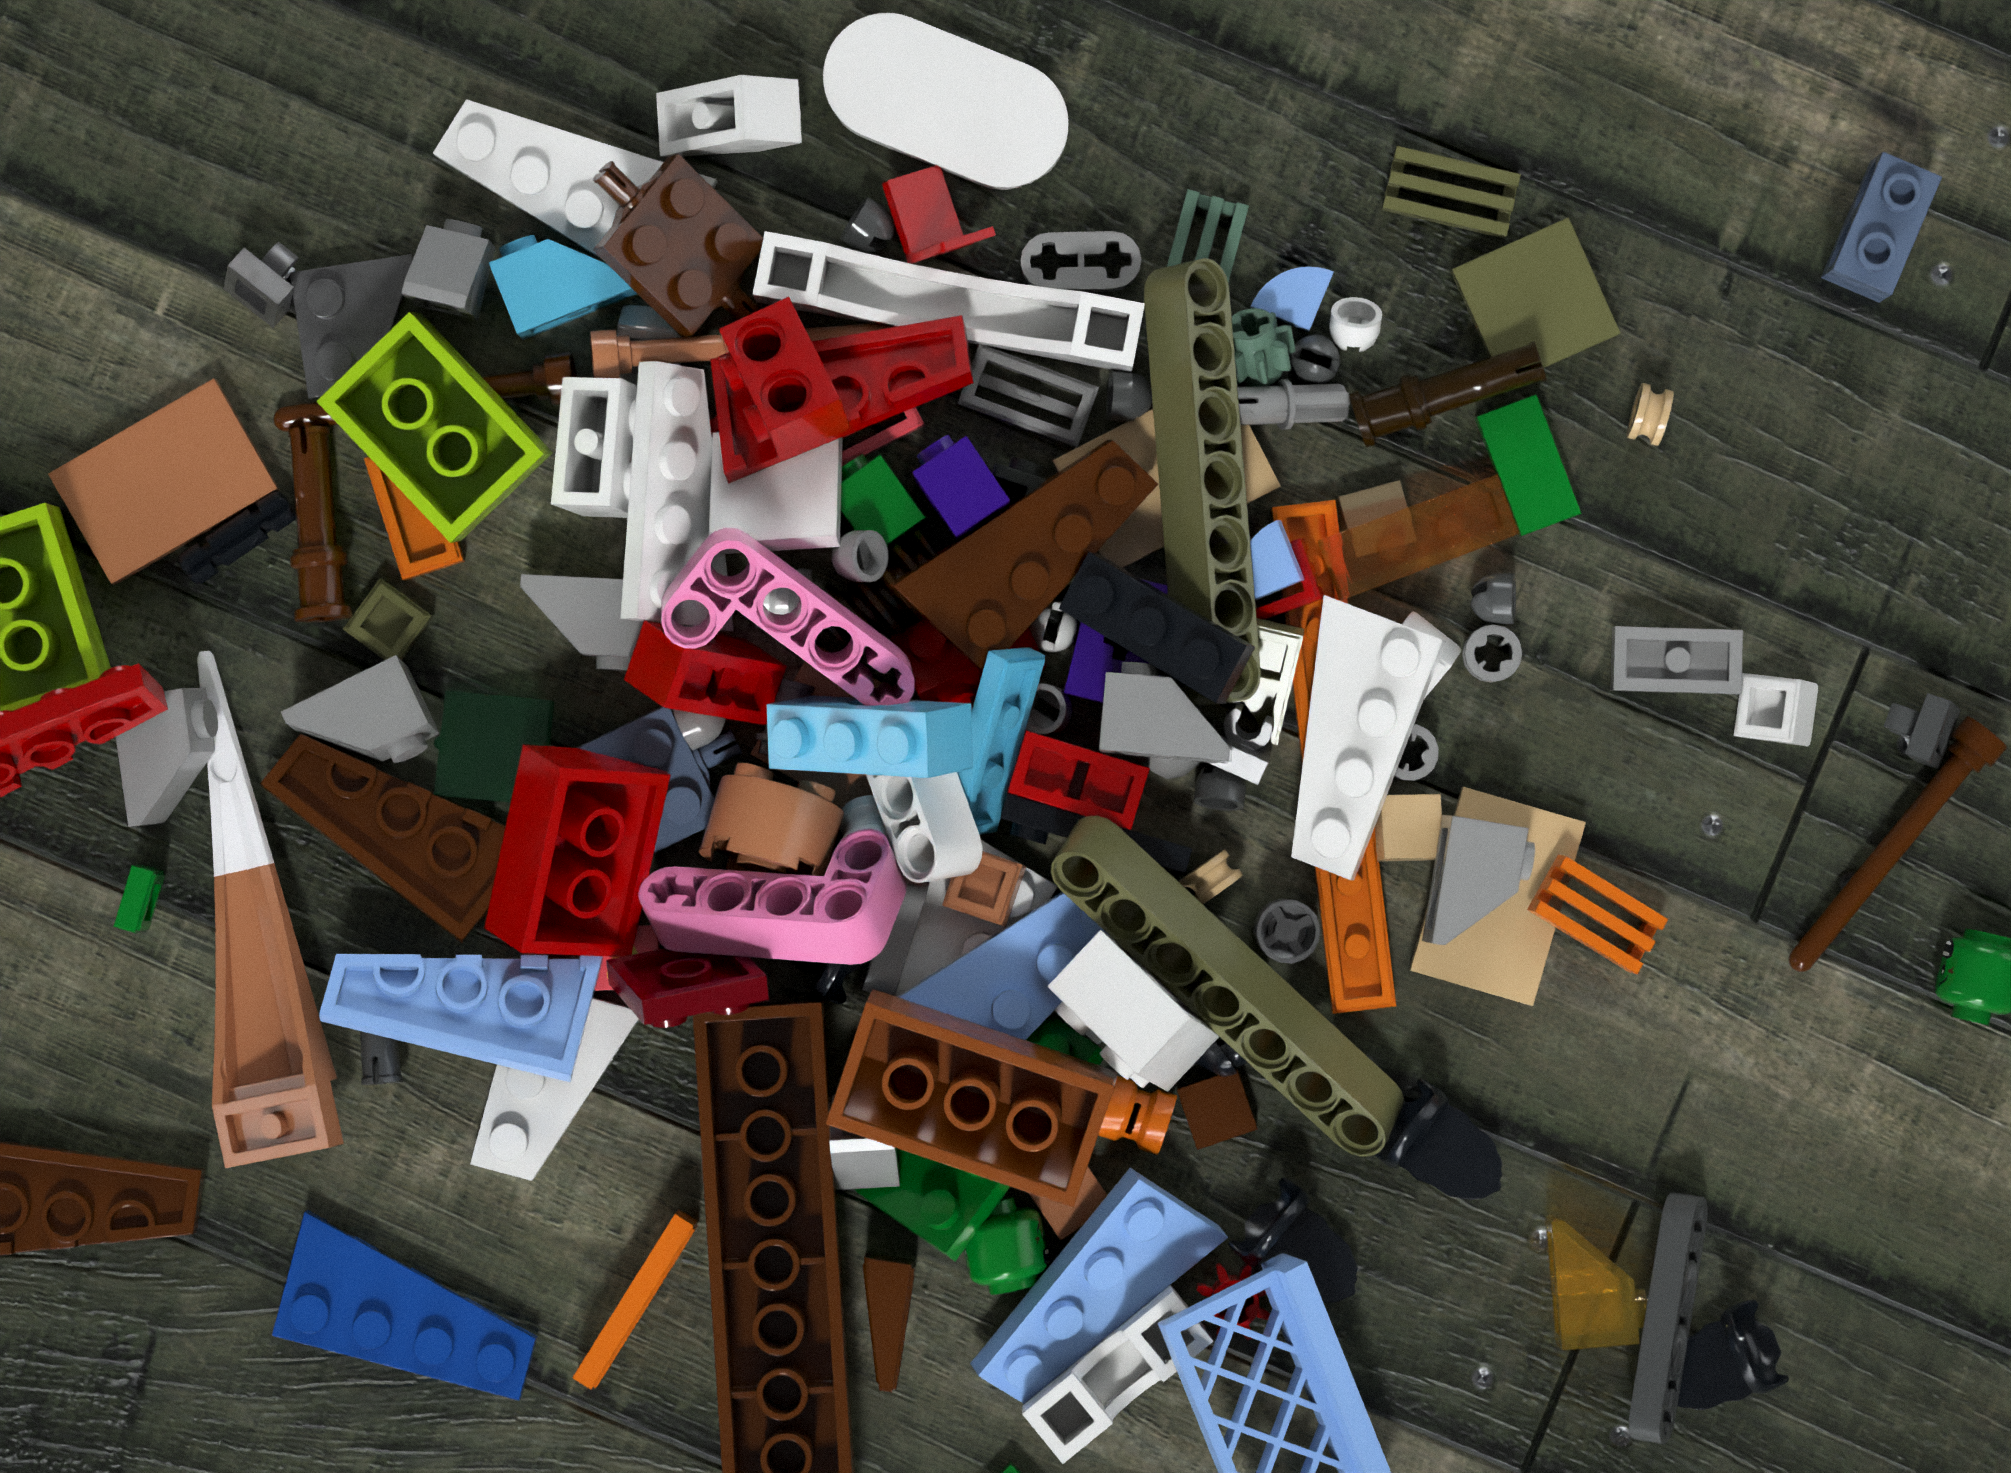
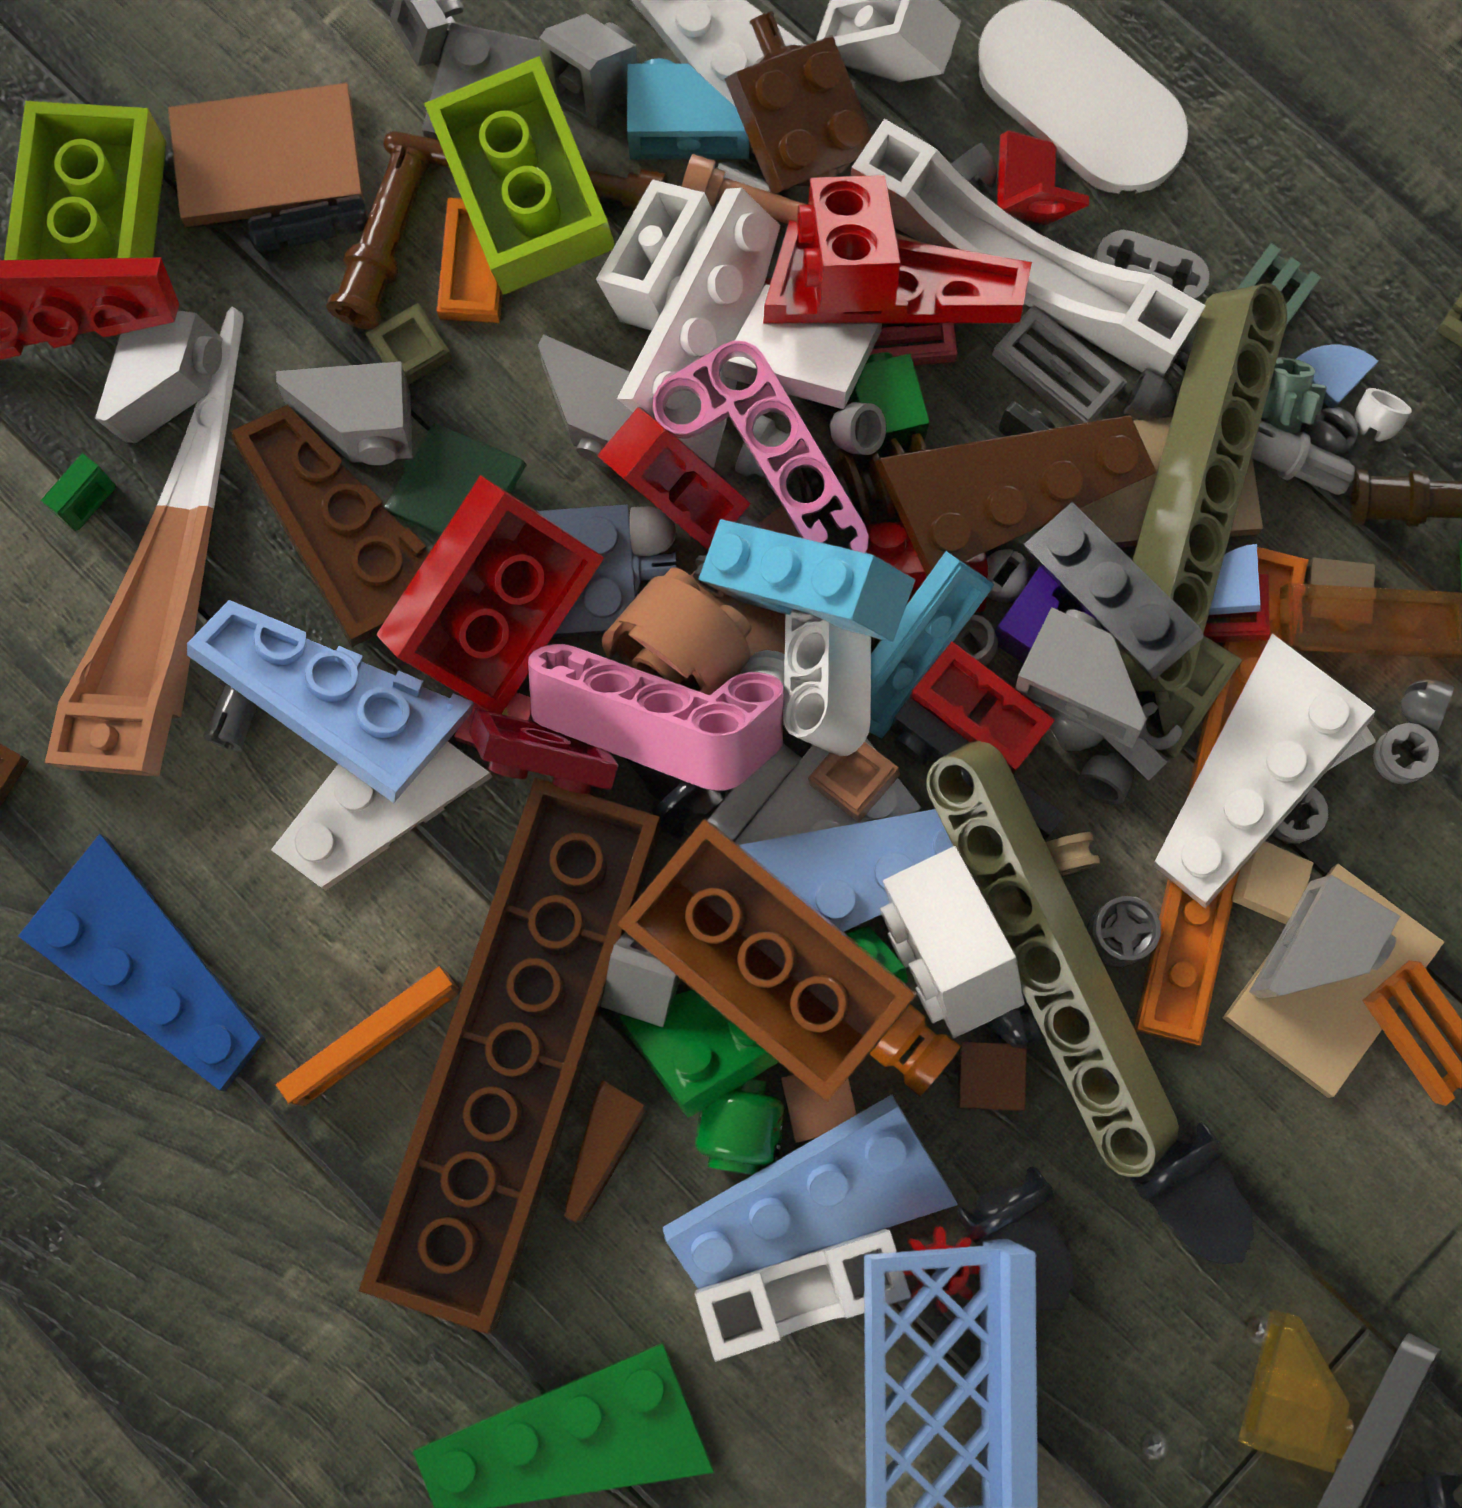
camera: 20 degrees right, 10 degrees down
(959, 485) = (972, 397): dark purple brick -> none

